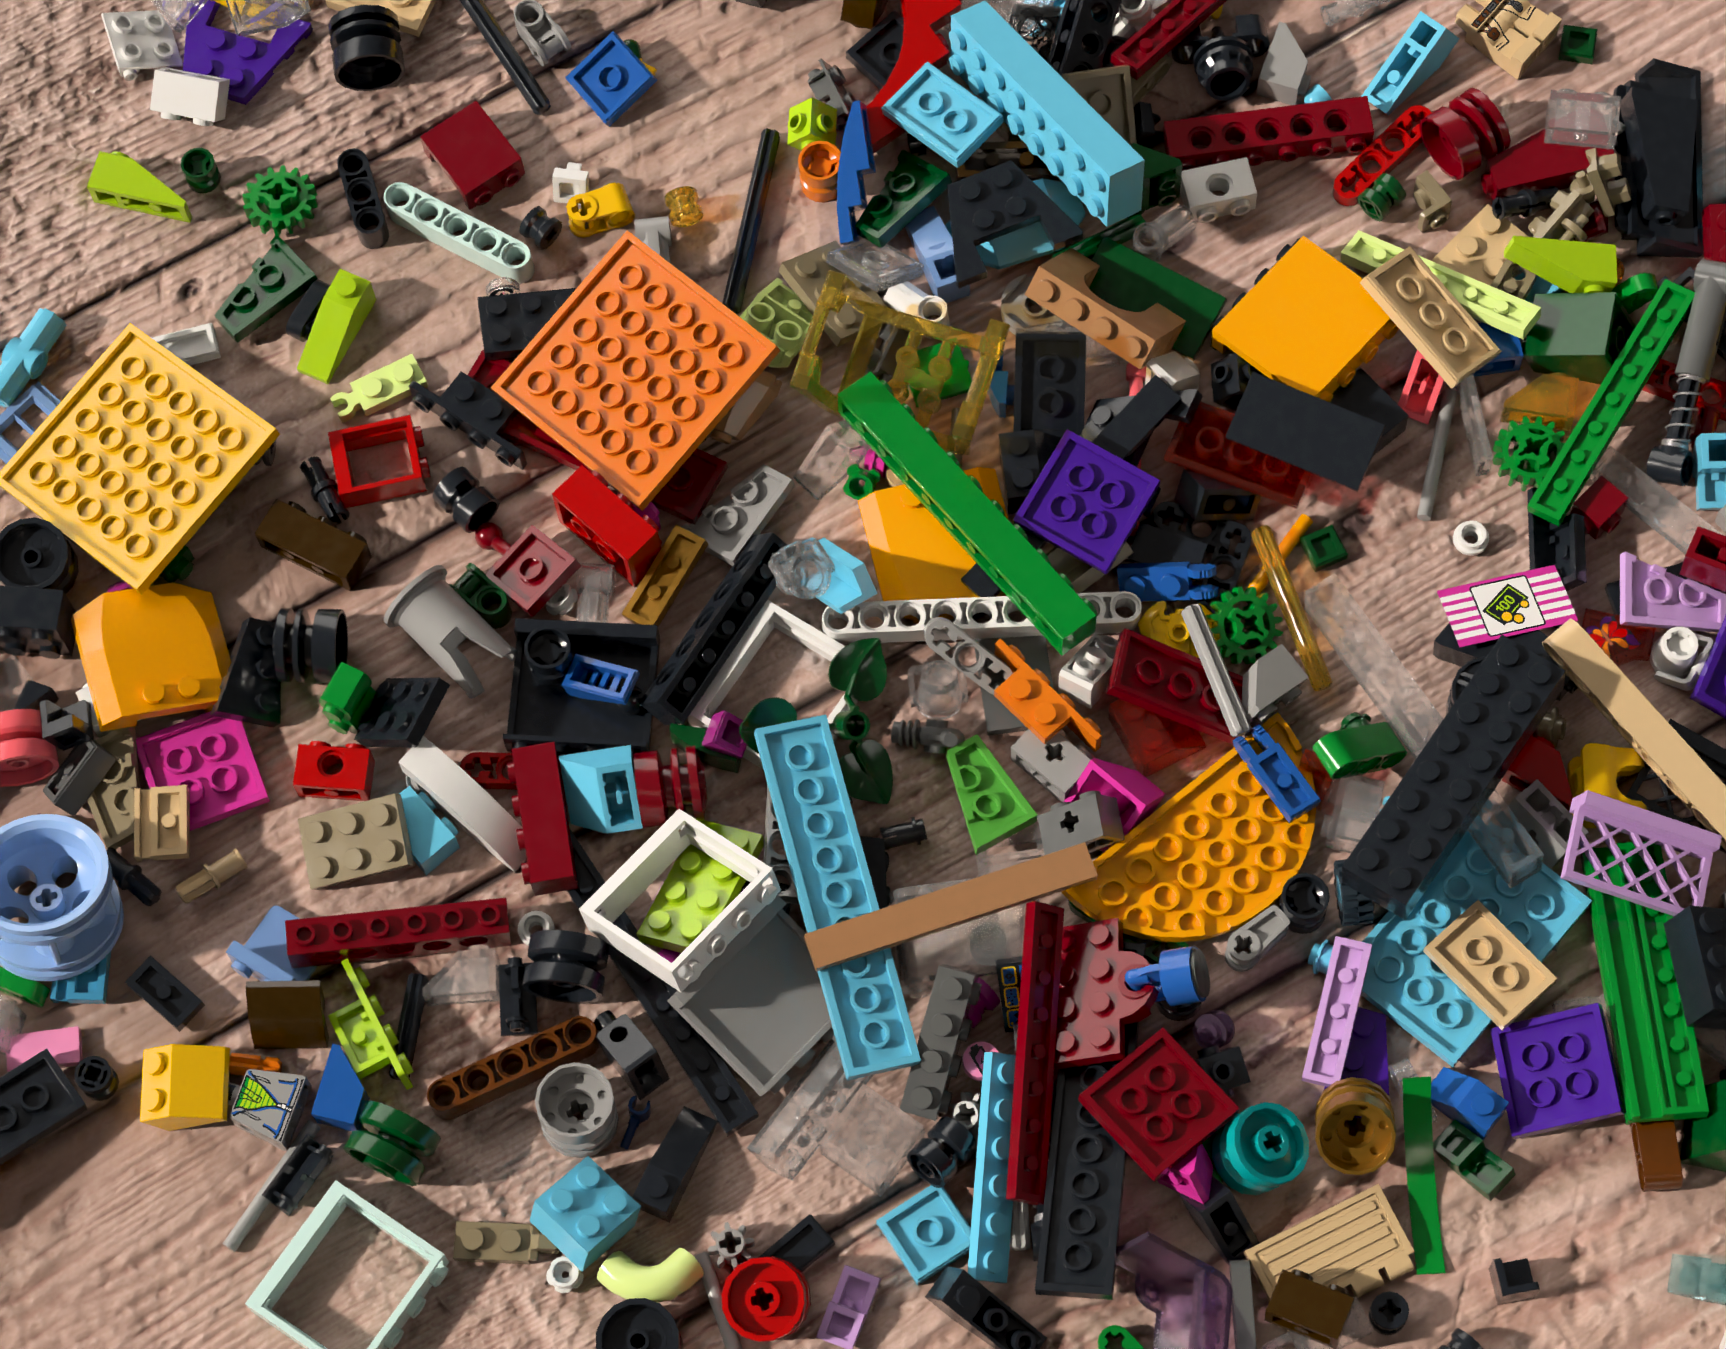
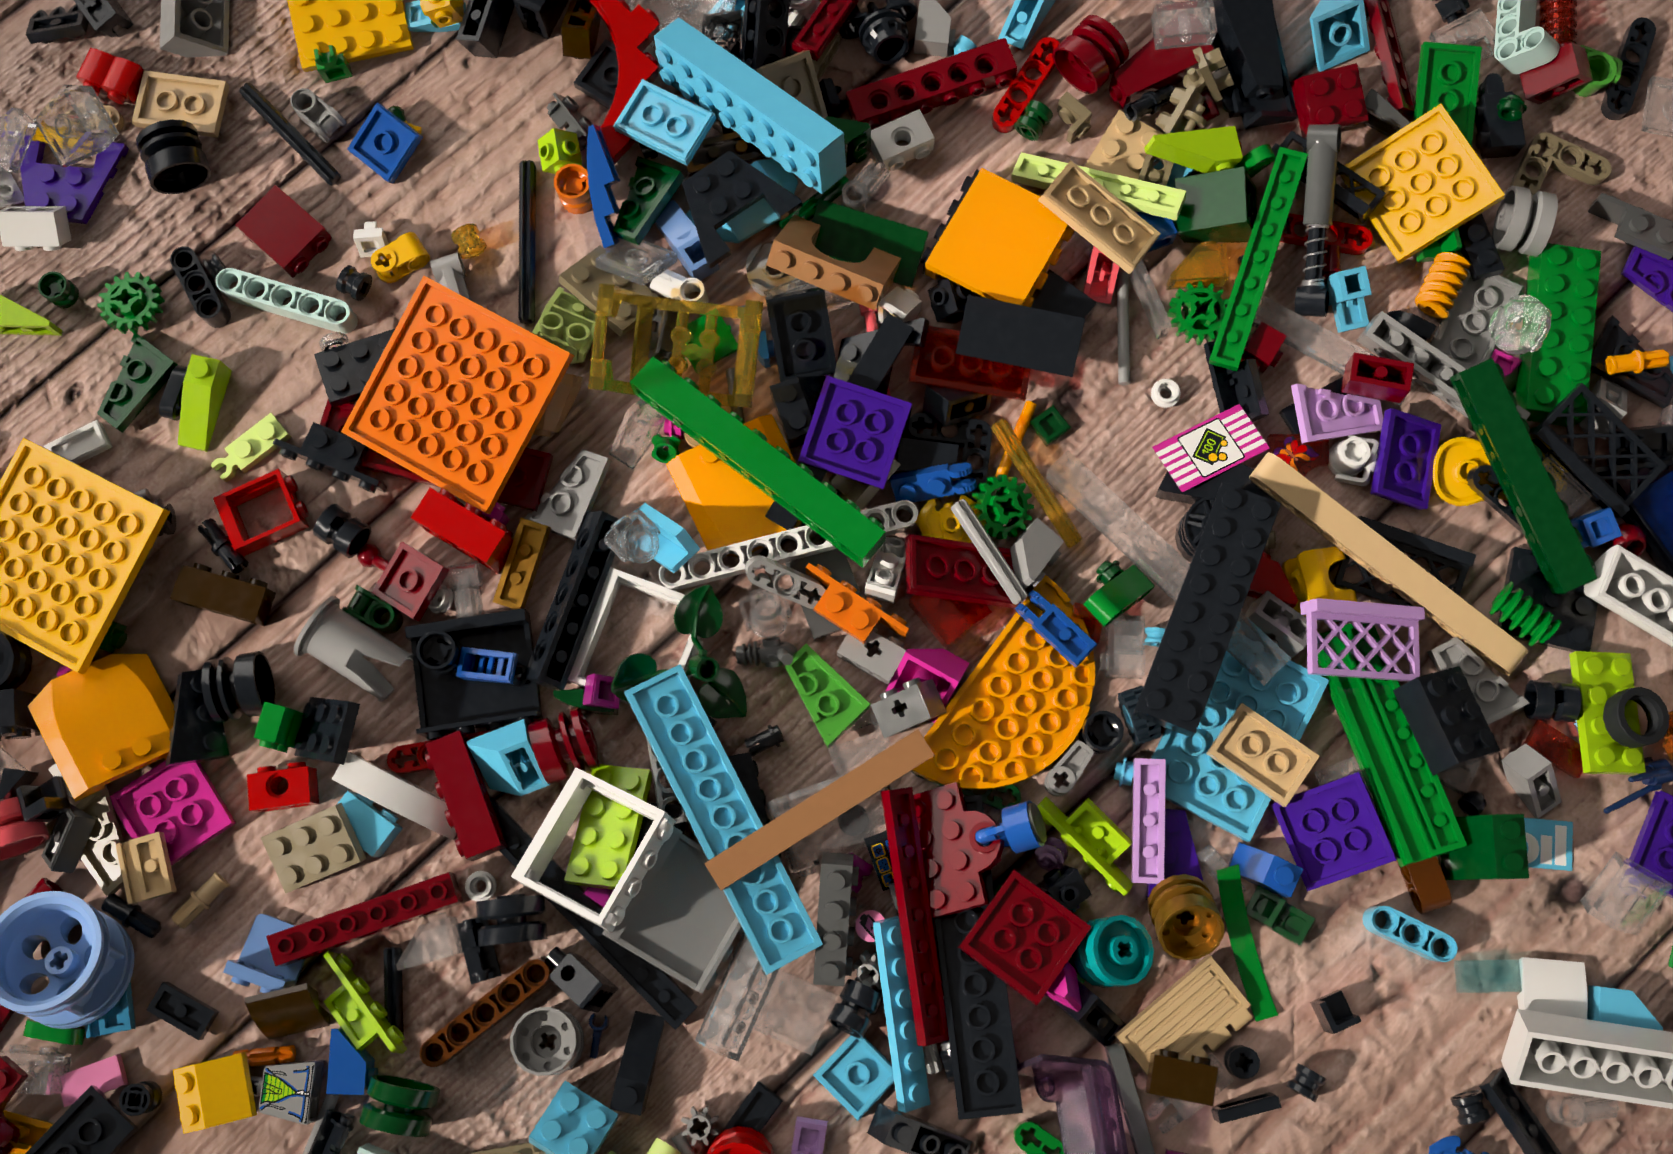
camera: 15 degrees left, 10 degrees up
(384, 177) = (214, 265): none -> black bush
(1269, 1021) = (1094, 837): none -> lime bracket
(1634, 1227) = (1424, 934): none -> medium azure beam

